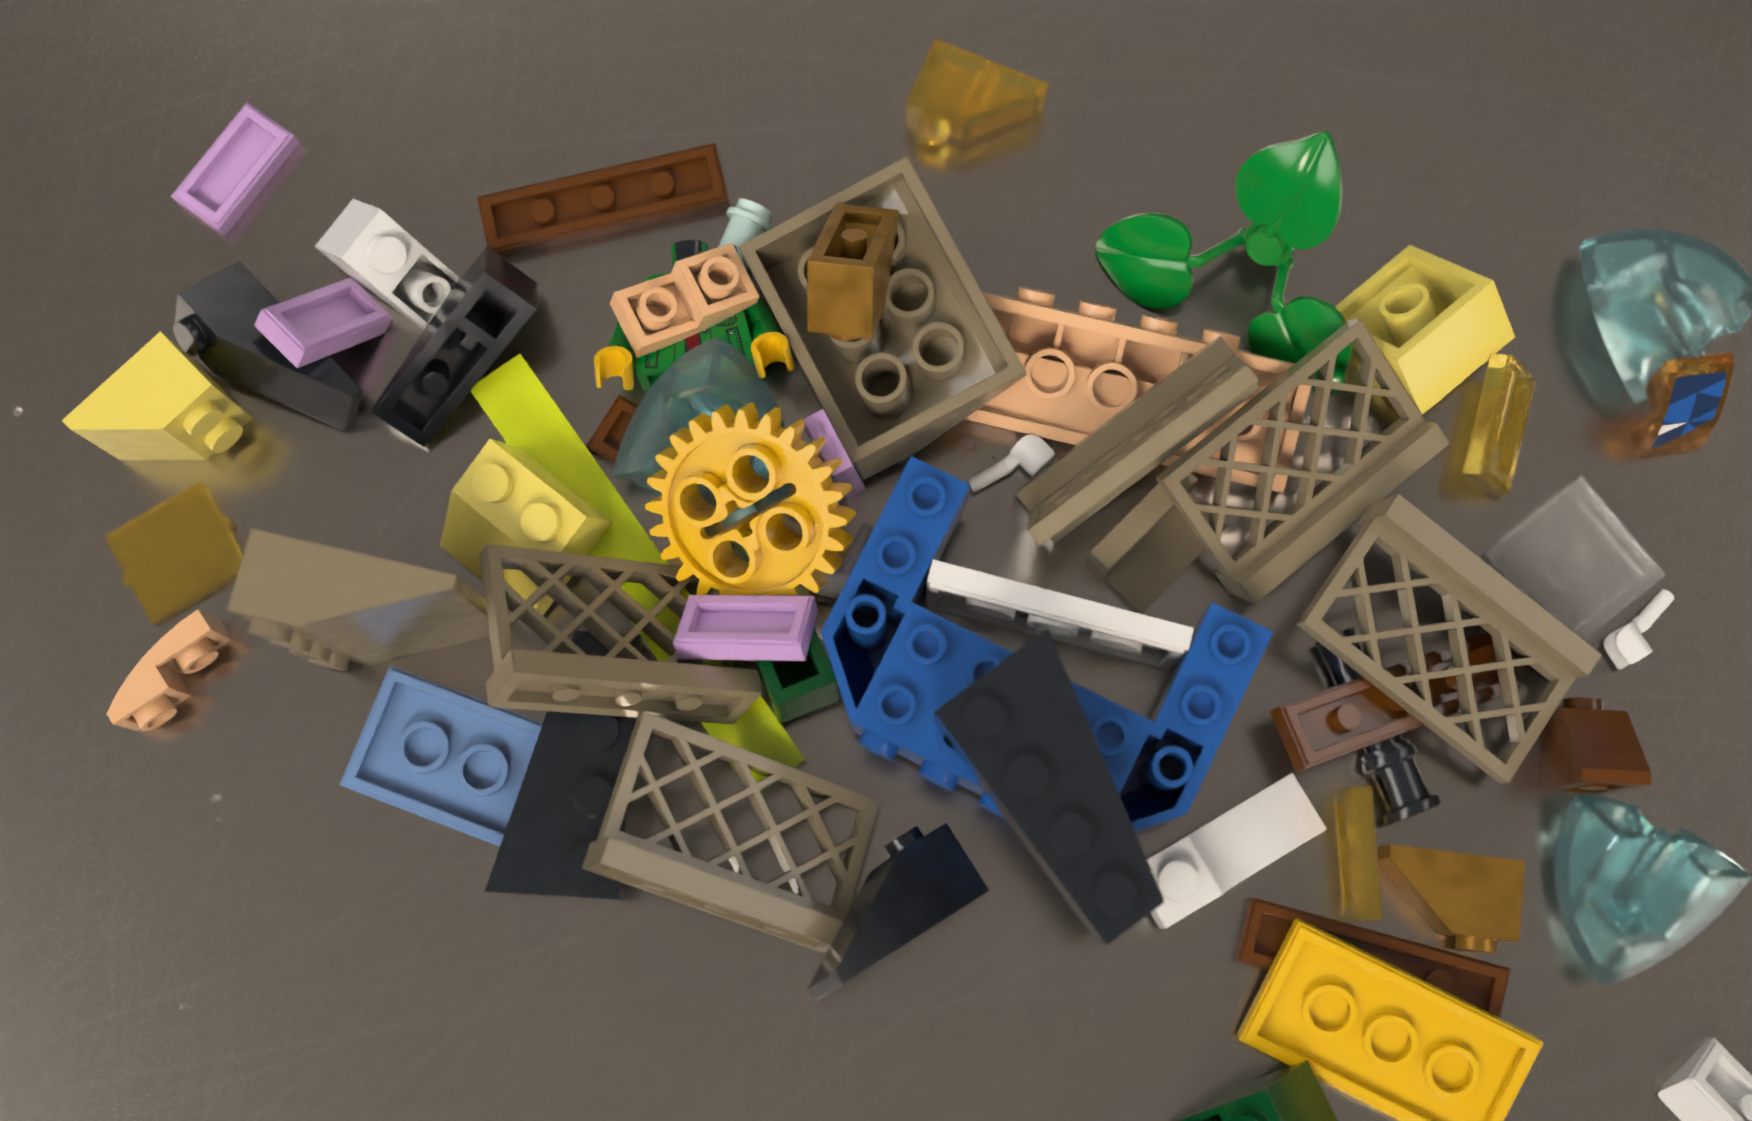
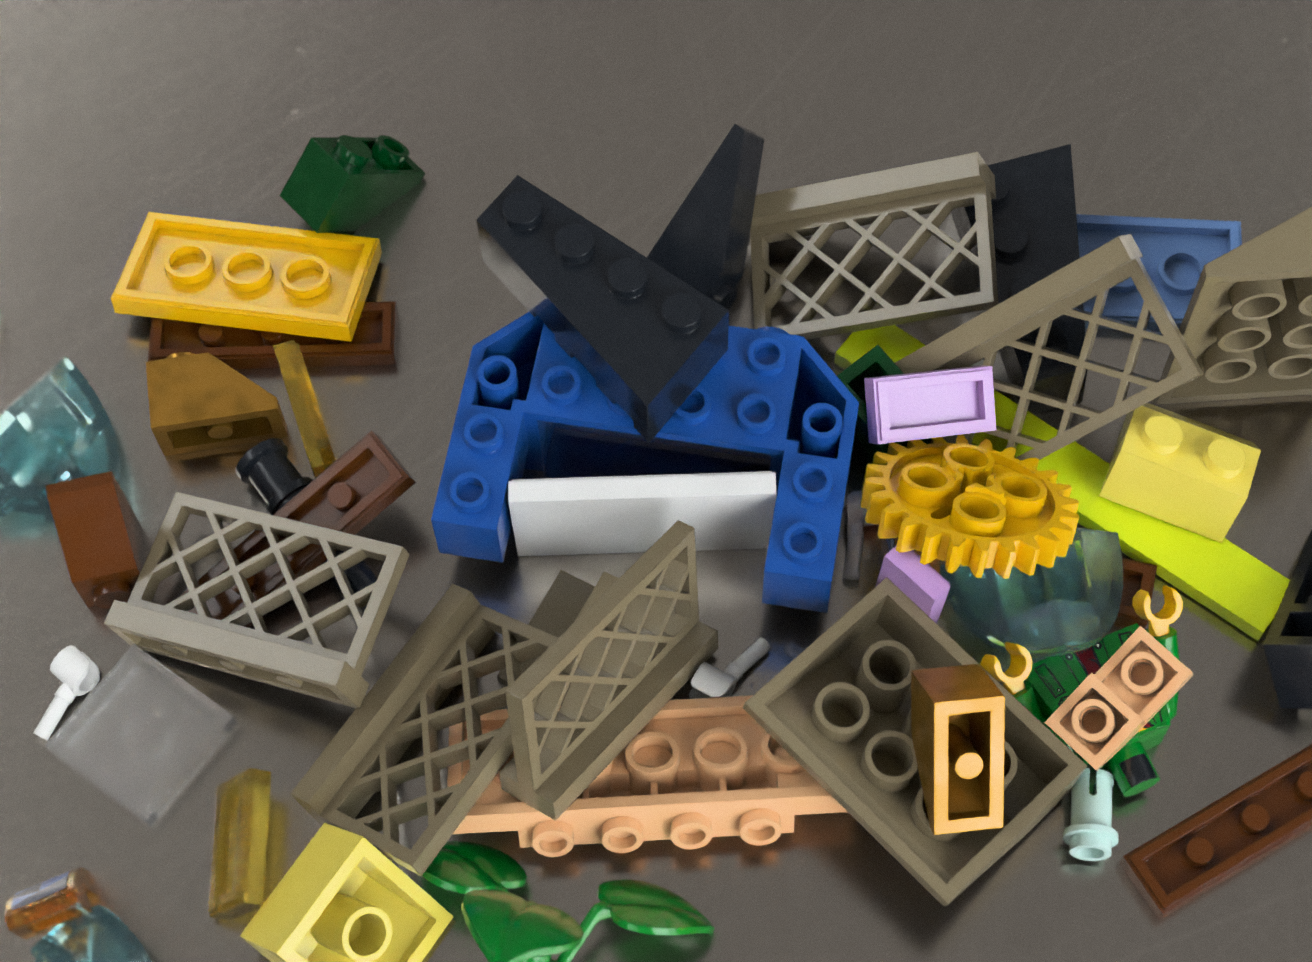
camera: 160 degrees right, 15 degrees down
(1232, 848) = (429, 375): white slope -> none

